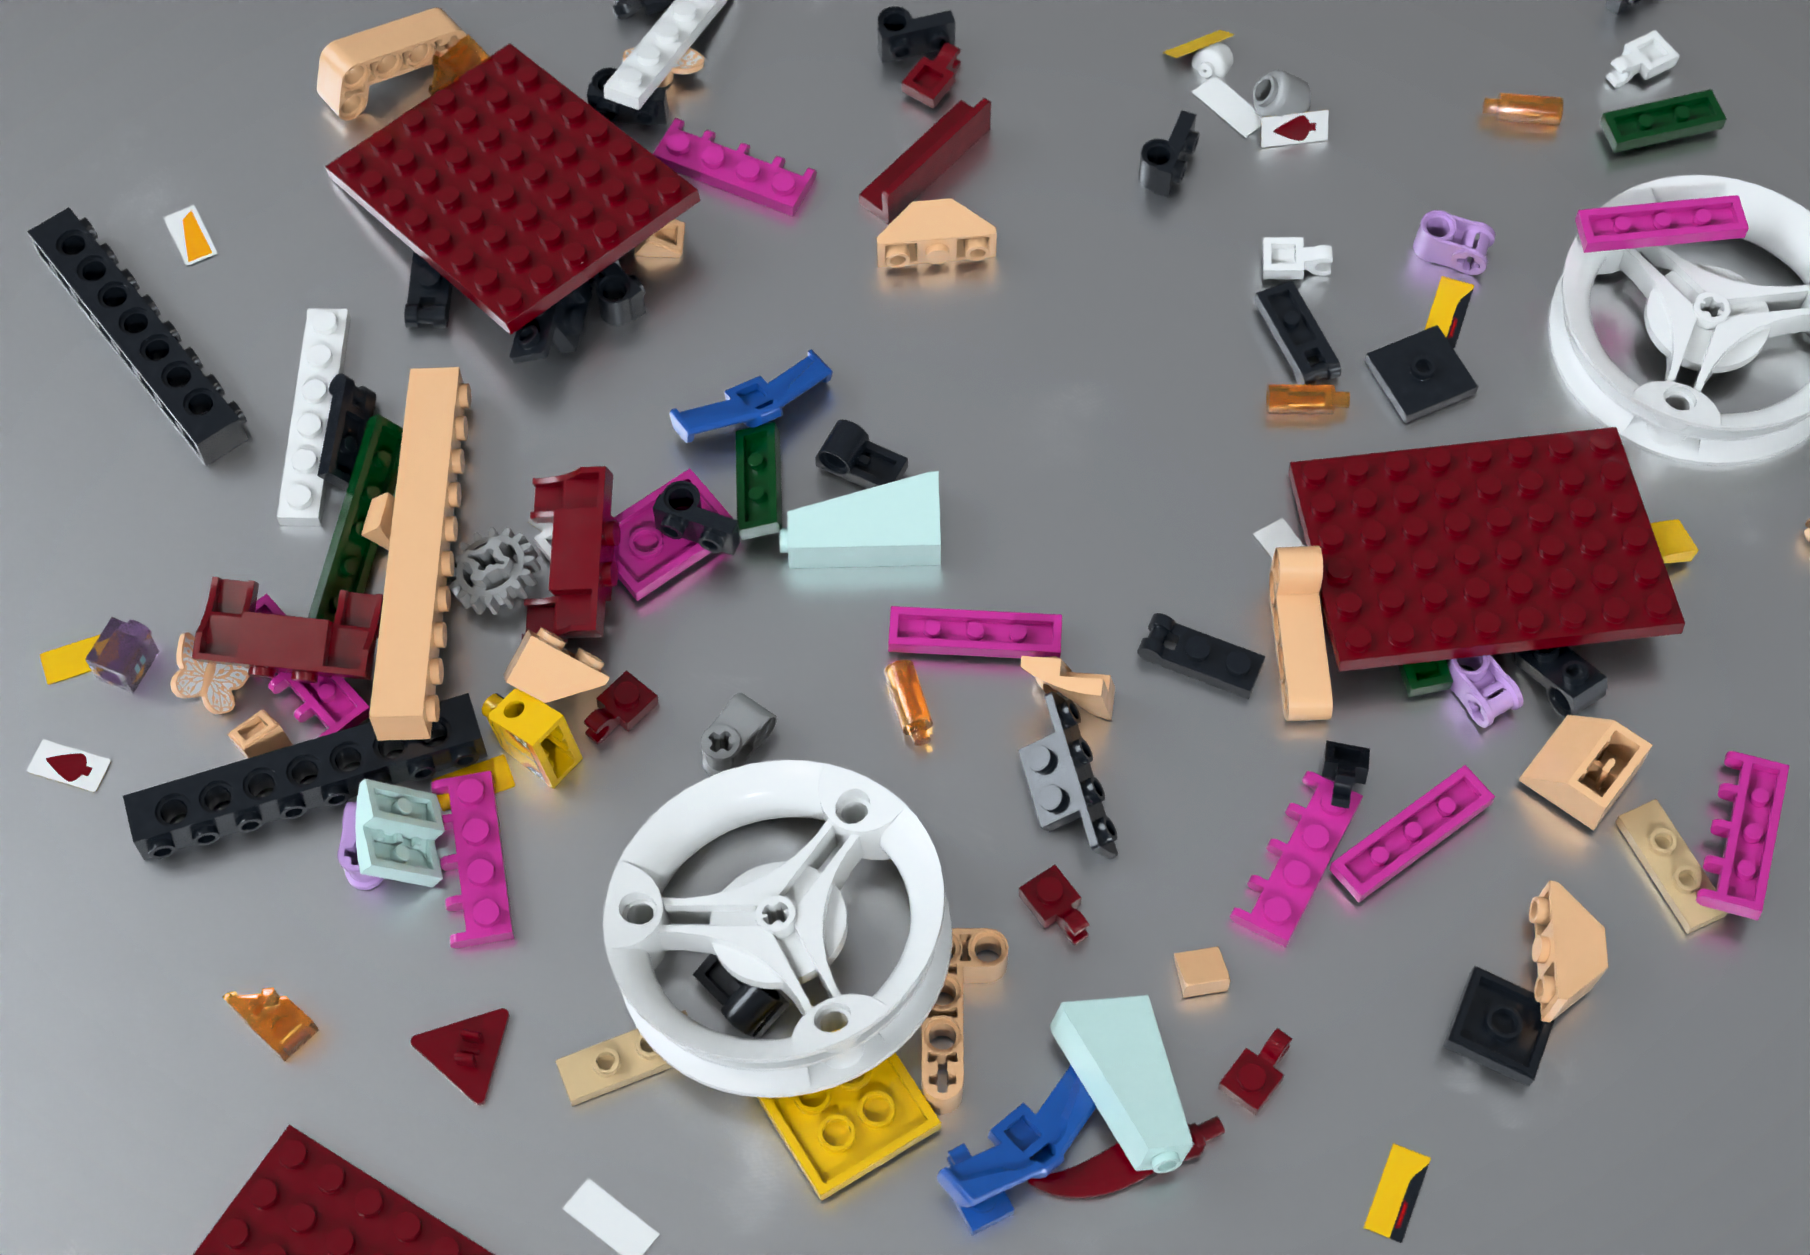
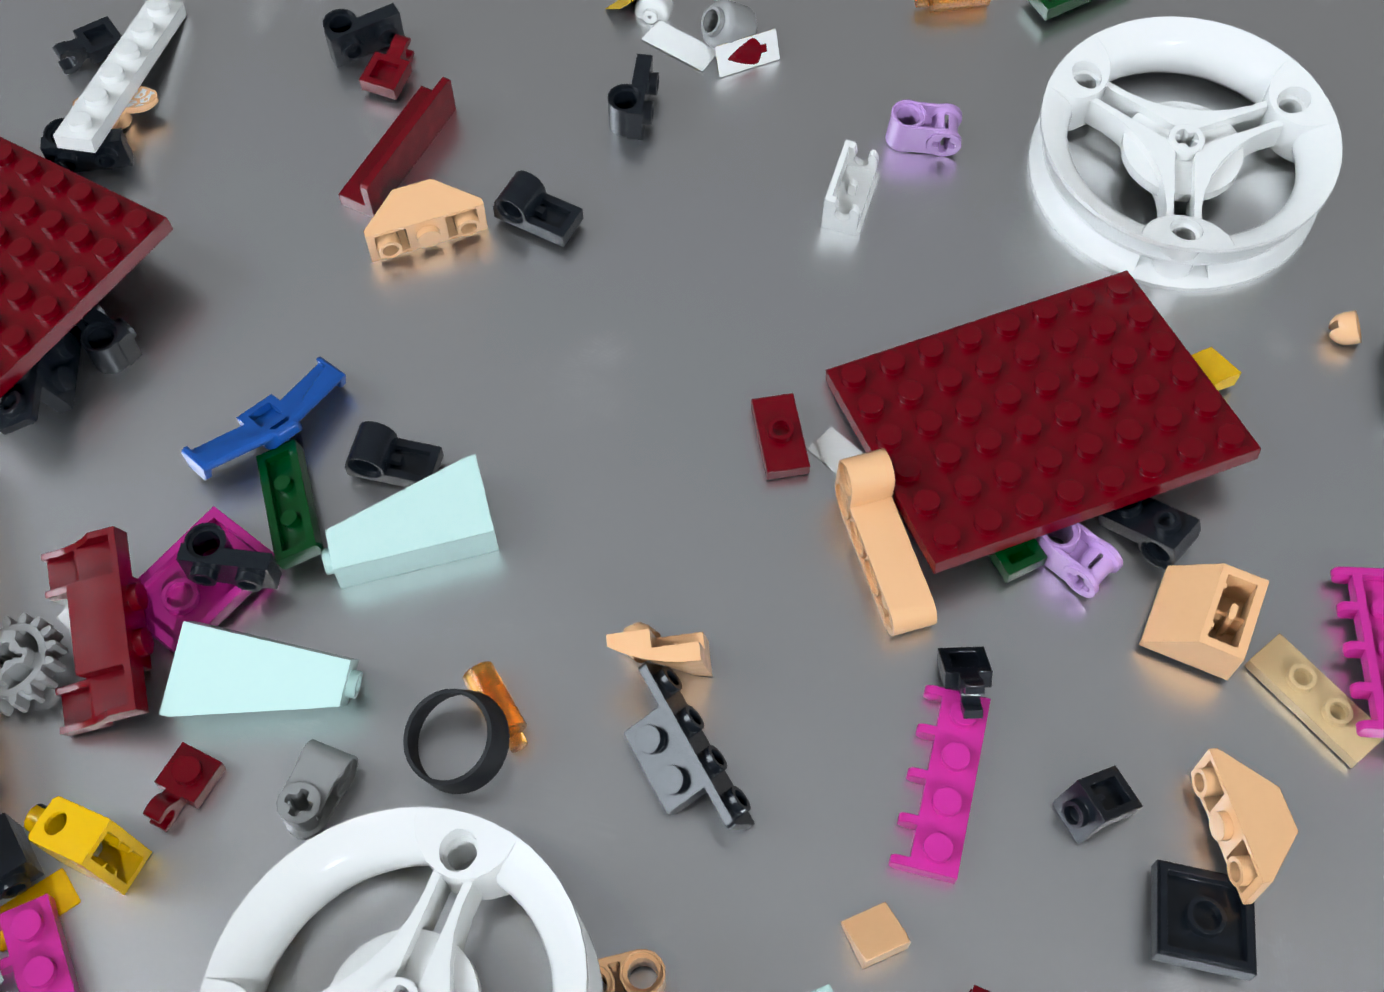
camera: 15 degrees left, 0 degrees up
(550, 671) = (95, 765): light nougat slope -> none
(664, 243) = (146, 278): light nougat slope -> none
(697, 624) = (243, 672): none -> light aqua slope
(733, 169) = (207, 195): dark pink hinge -> none
(893, 746) = (493, 754): none -> black tyre
(974, 632) = (549, 615): dark pink plate -> none
(1042, 246) = (533, 210): none -> black plate
(1055, 900) = (699, 892): dark red plate -> none
(1201, 656) = (788, 587): black plate -> none
(1229, 516) = (780, 436): none -> dark red plate
(1289, 258) = (773, 174): white plate -> none
(1297, 333) = (800, 244): black plate -> none
(1304, 399) = (823, 305): clear orange cylinder -> none
(1361, 291) = (850, 191): none -> white hinge
(1411, 833) = (1050, 729): dark pink plate -> none
(1421, 374) = (927, 258): black plate -> none
(1434, 905) = (1096, 803): none -> black bracket
(1450, 307) = (935, 195): yellow sticker -> none
(1661, 223) = (1121, 68): dark pink plate -> none

